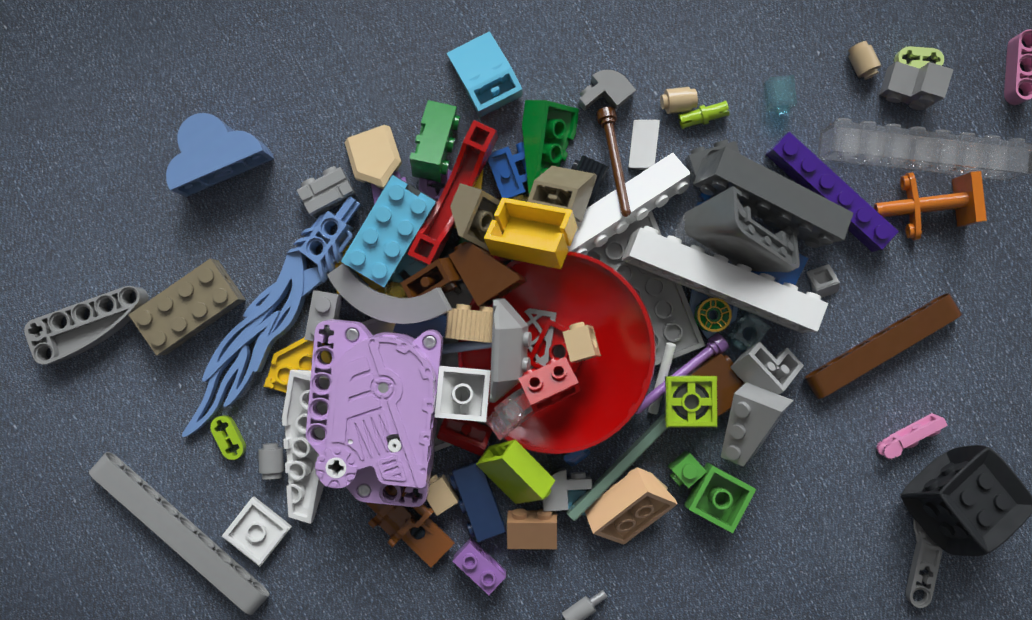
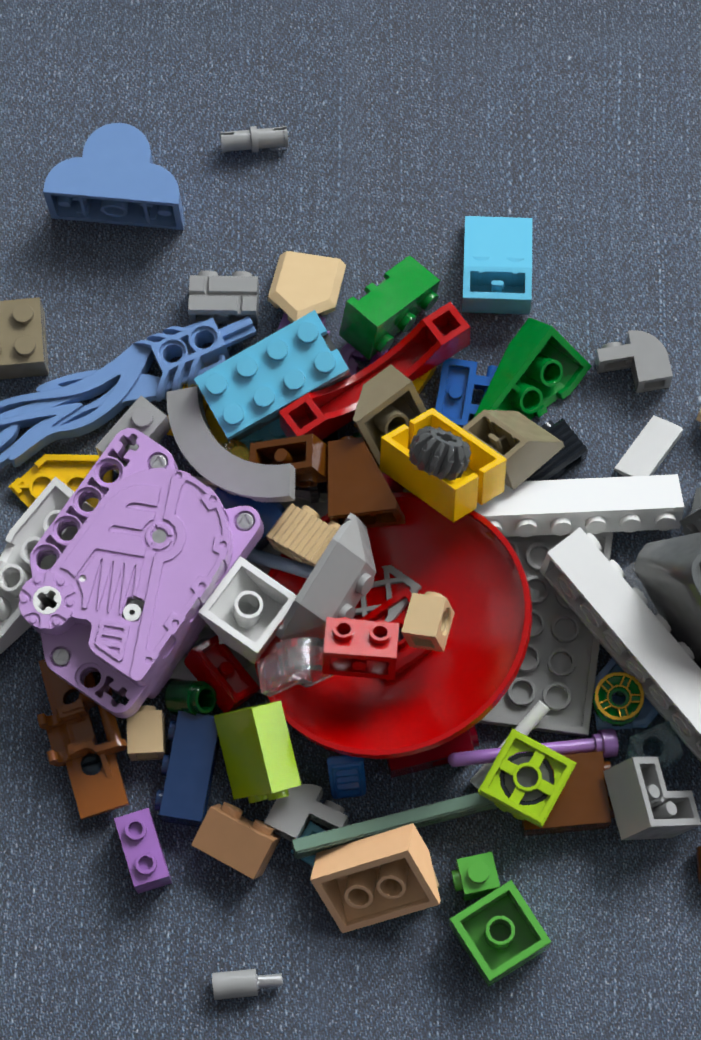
camera: 35 degrees right, 15 degrees down
(284, 74) = (254, 139): none -> light grey pin
(454, 458) = (190, 697): none -> dark green brick
(530, 232) = (439, 453): none -> dark grey gear
(607, 118) = (618, 394): reddish brown piece -> none
(750, 421) = (589, 852): light grey wedge -> none

